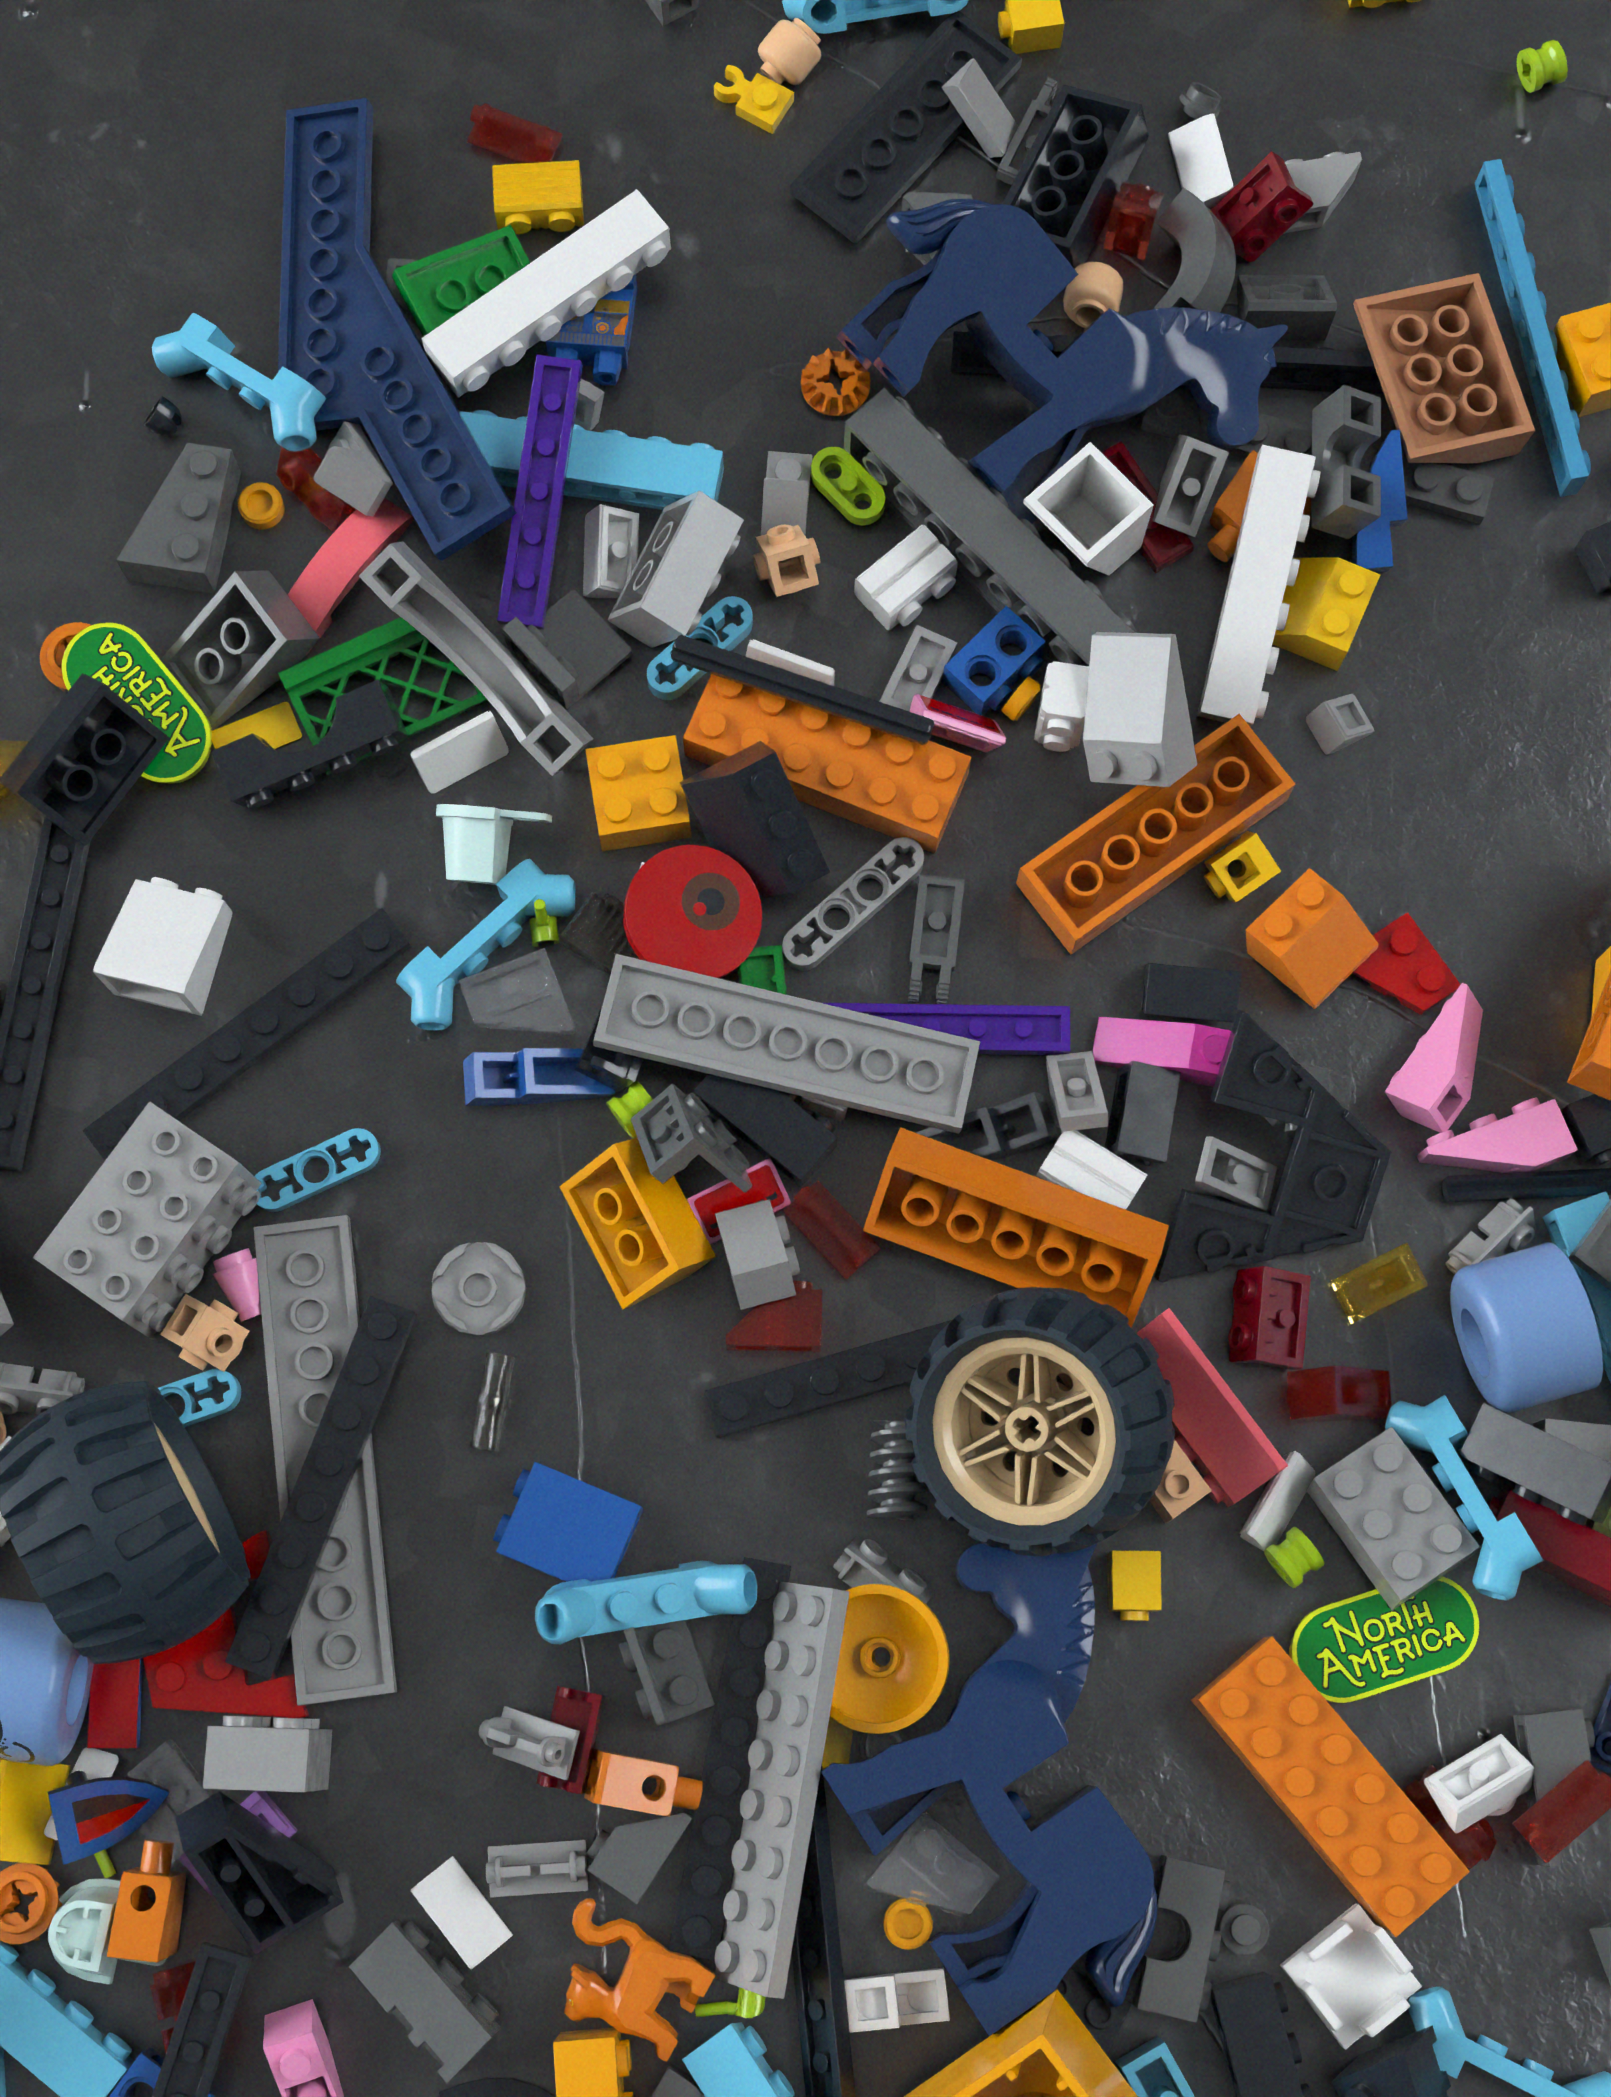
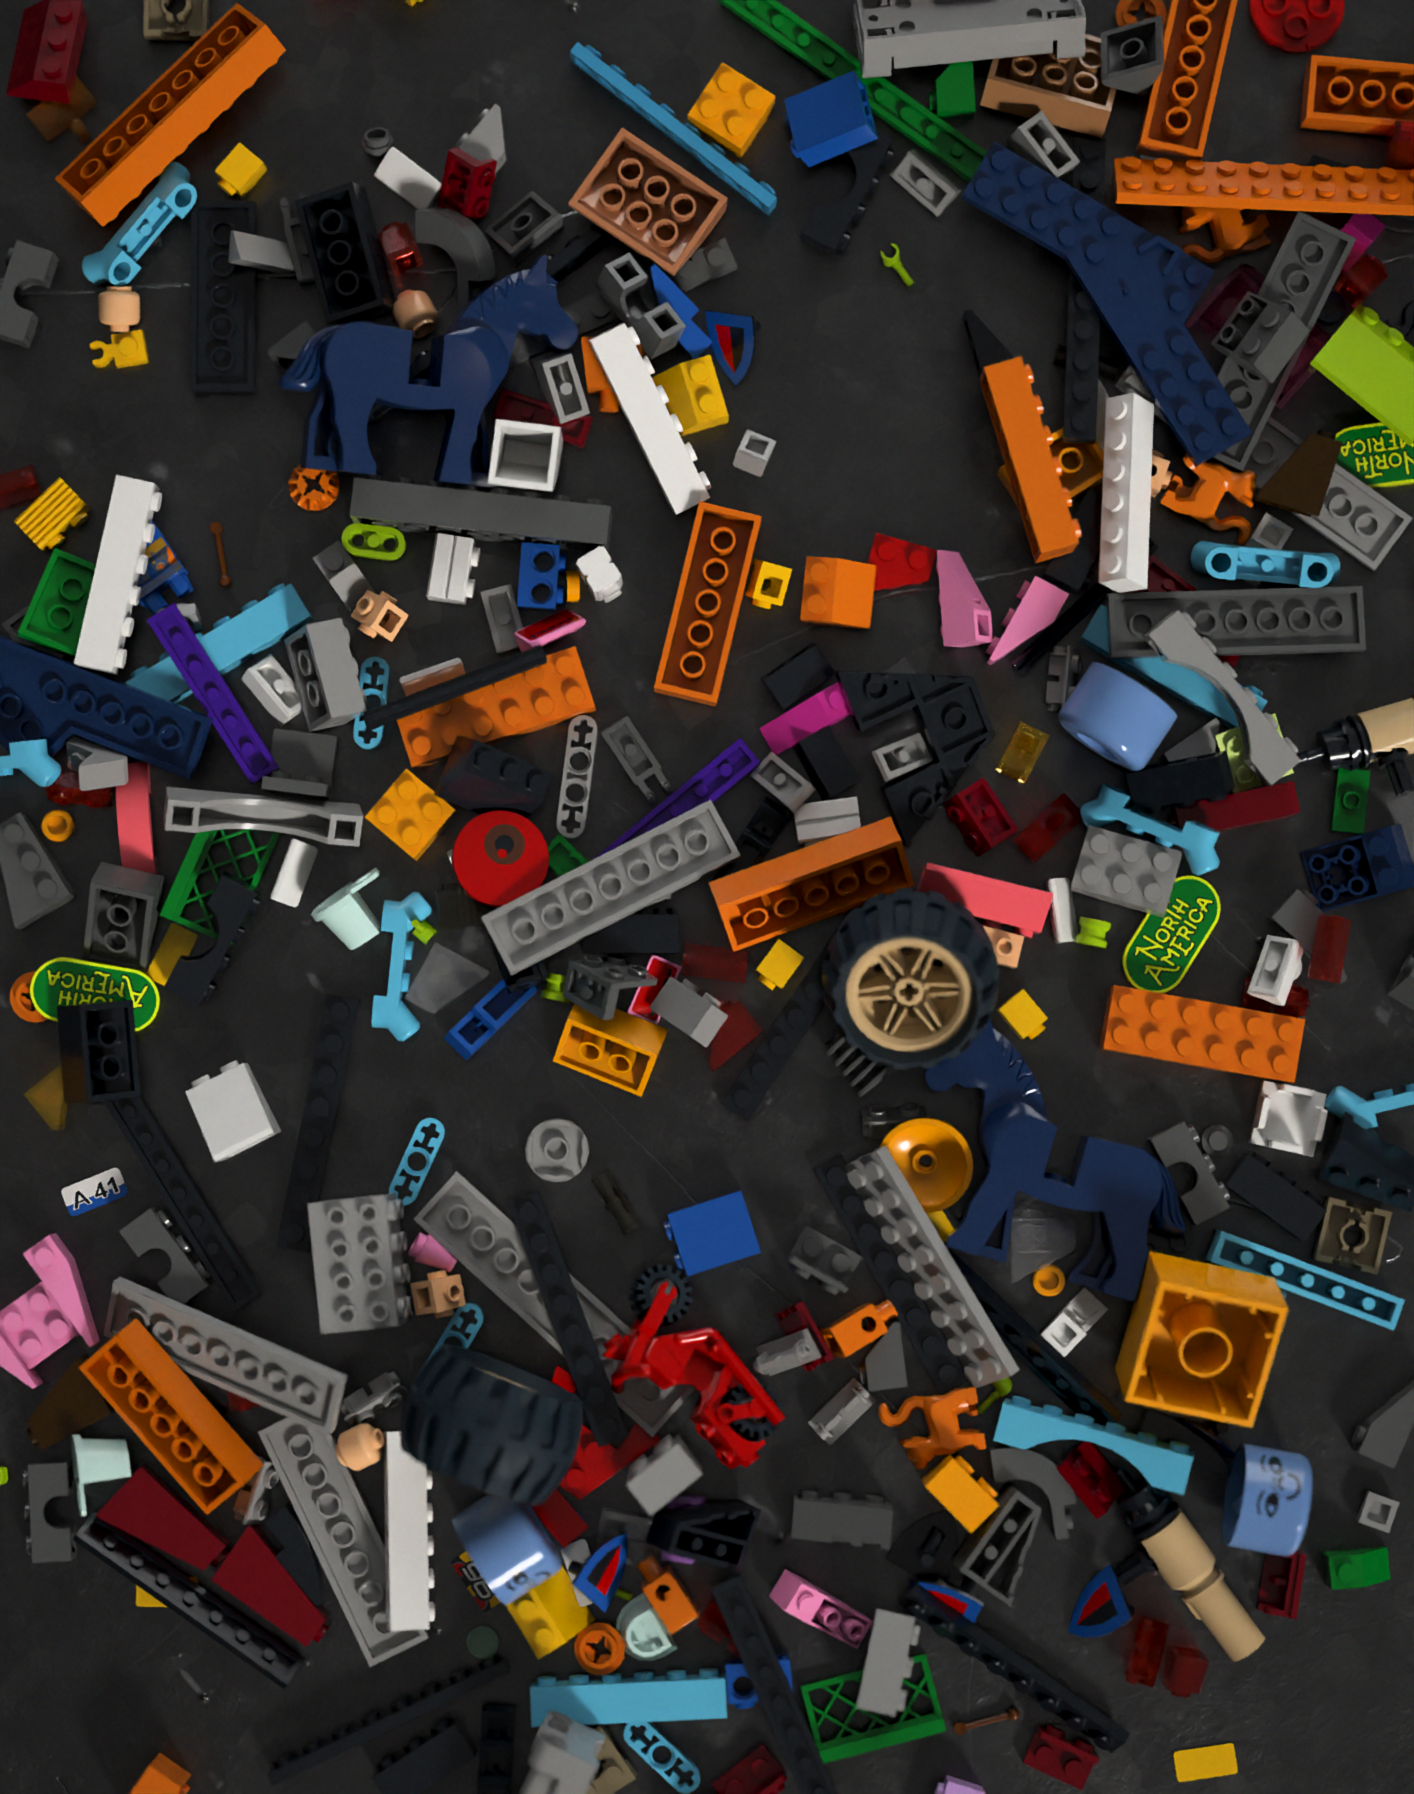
camera: 40 degrees left, 10 degrees up
(425, 1661) = (698, 1360): none -> red piece
(461, 1912) = (822, 1464): white slope -> none
(644, 1599) = (802, 1211): medium azure plate -> none
(695, 346) = (216, 529): none -> reddish brown hinge
(901, 1291) = (778, 965): none -> yellow brick
(1137, 711) = (647, 553): slope -> none
(1415, 586) = (733, 341): none -> shield

